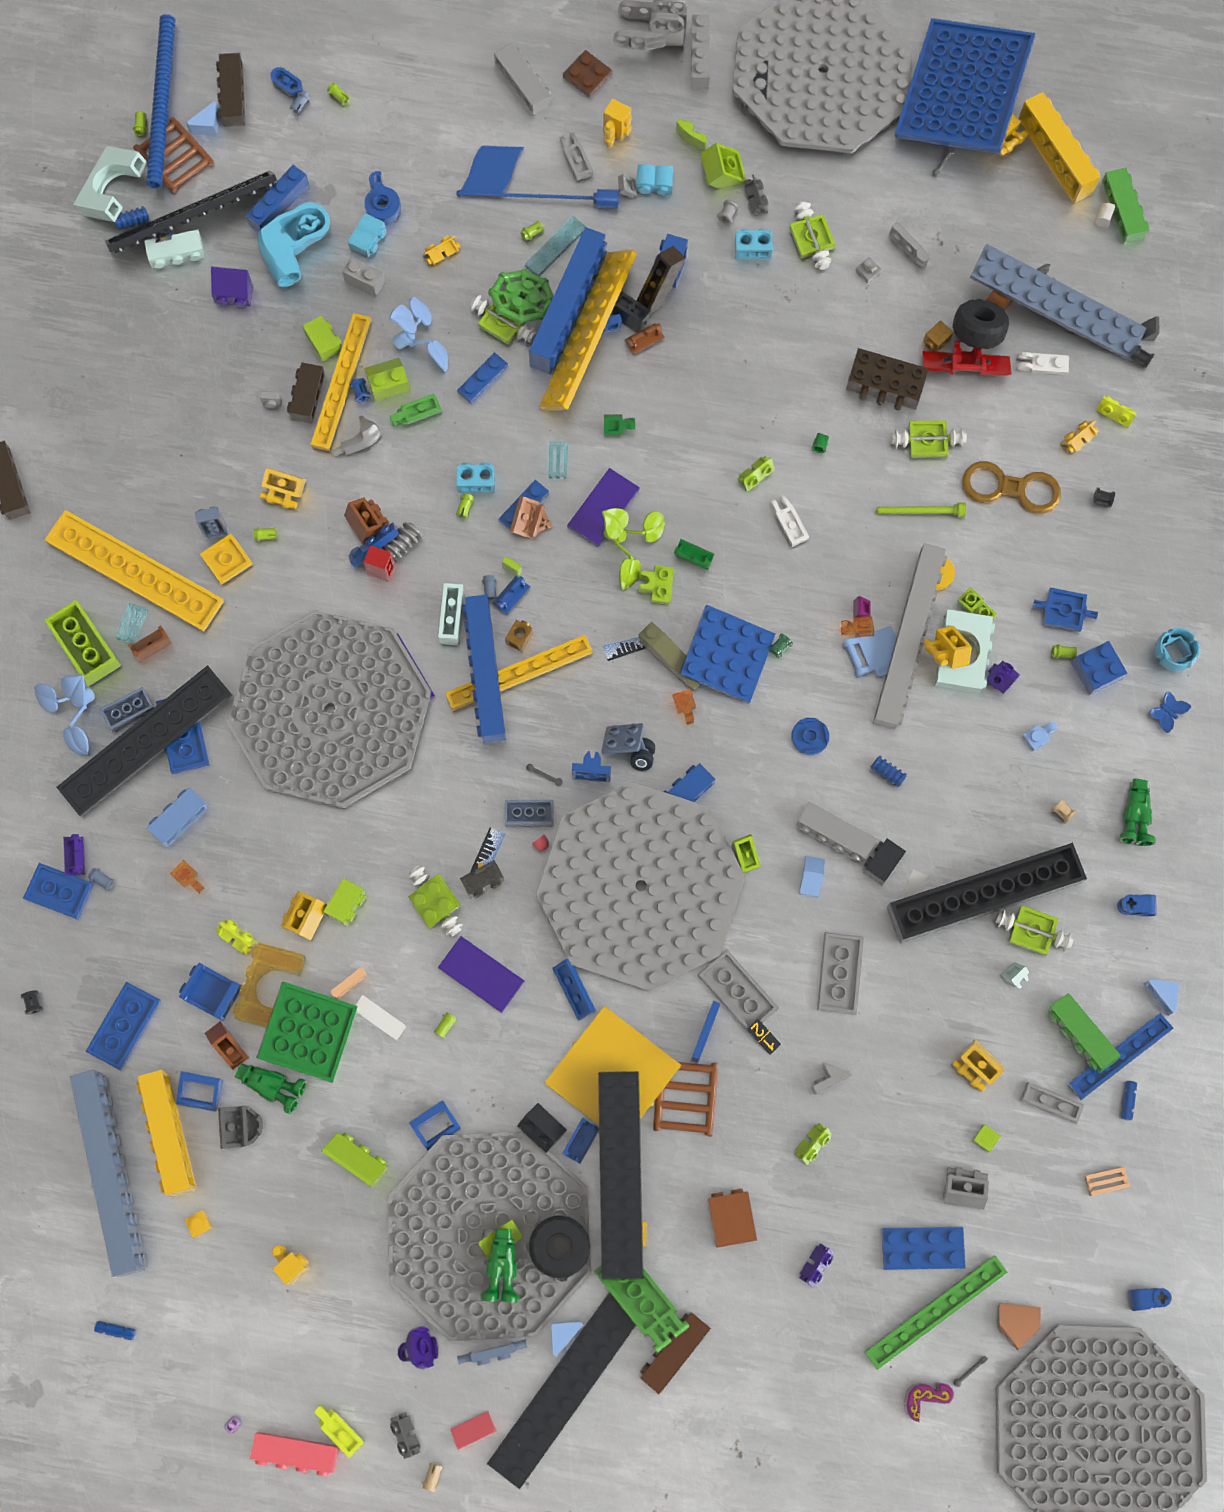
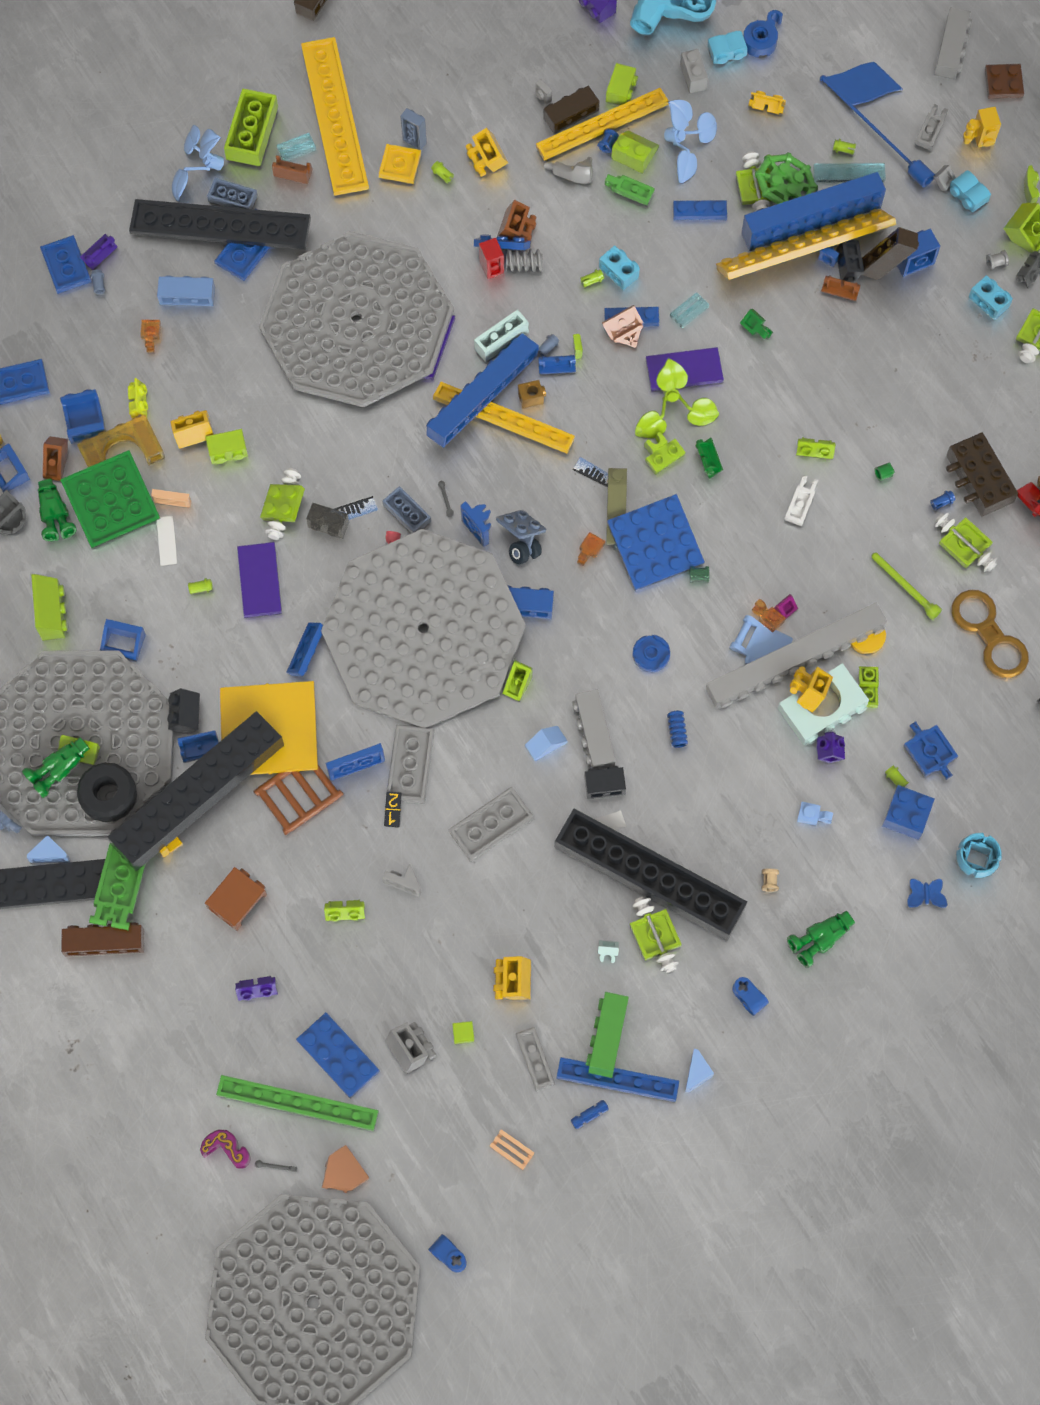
camera: 50 degrees right, 5 degrees down
(880, 424) = (939, 502): none -> blue pin

